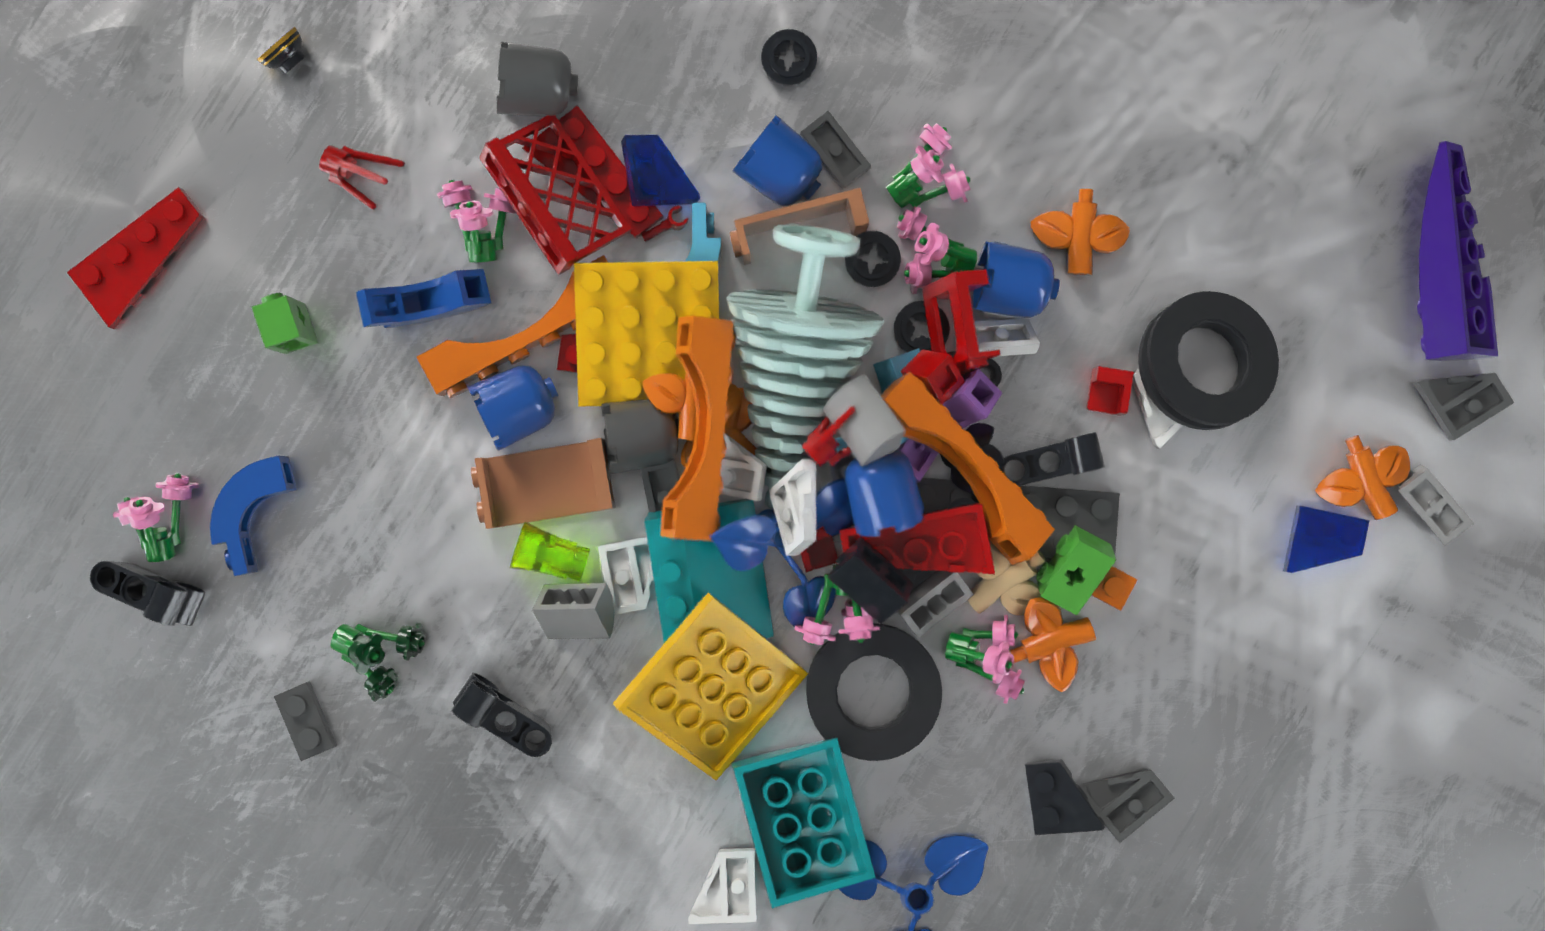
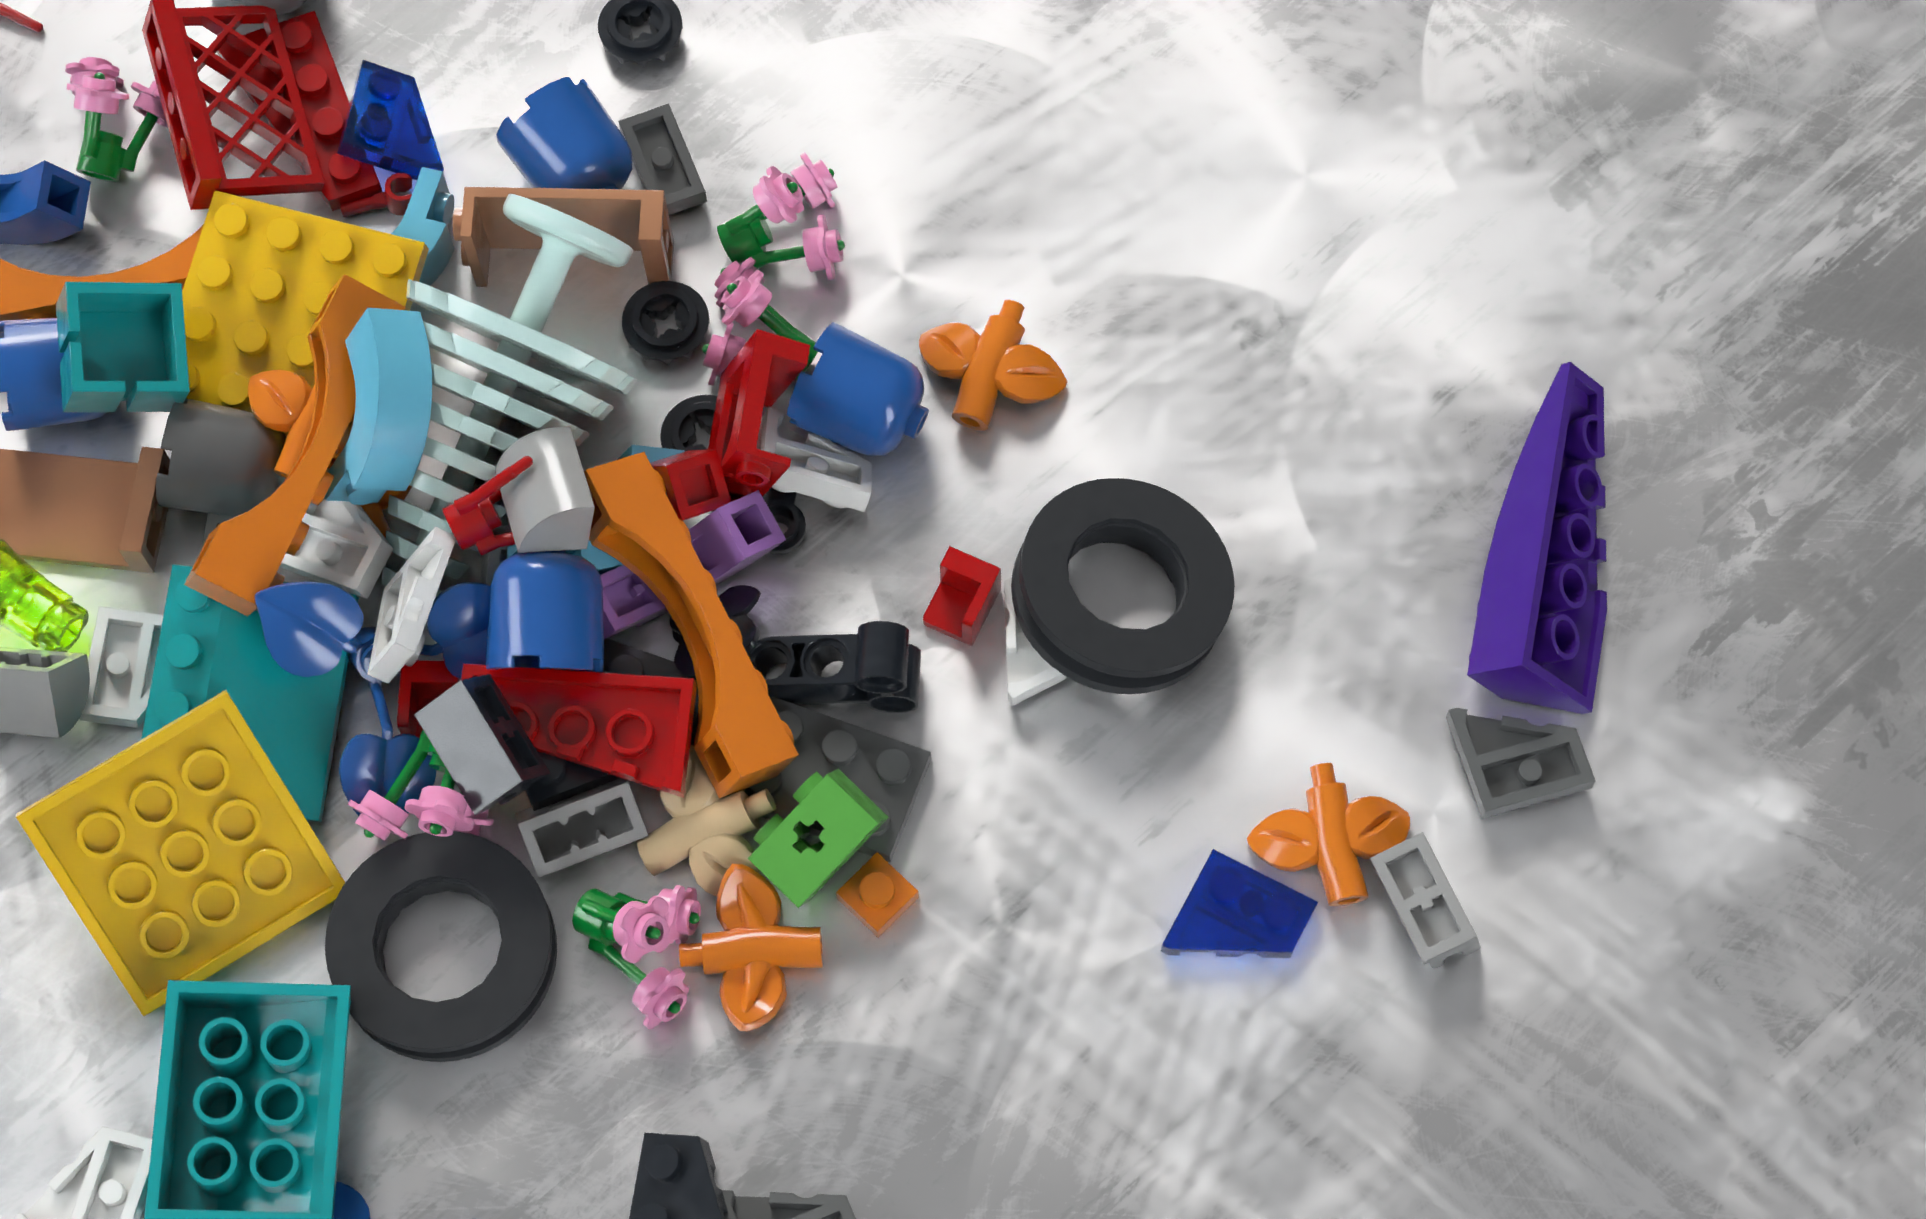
camera: 15 degrees right, 20 degrees down
(561, 391) = (122, 346): none -> teal piece
(751, 389) = (391, 406): none -> medium azure arch

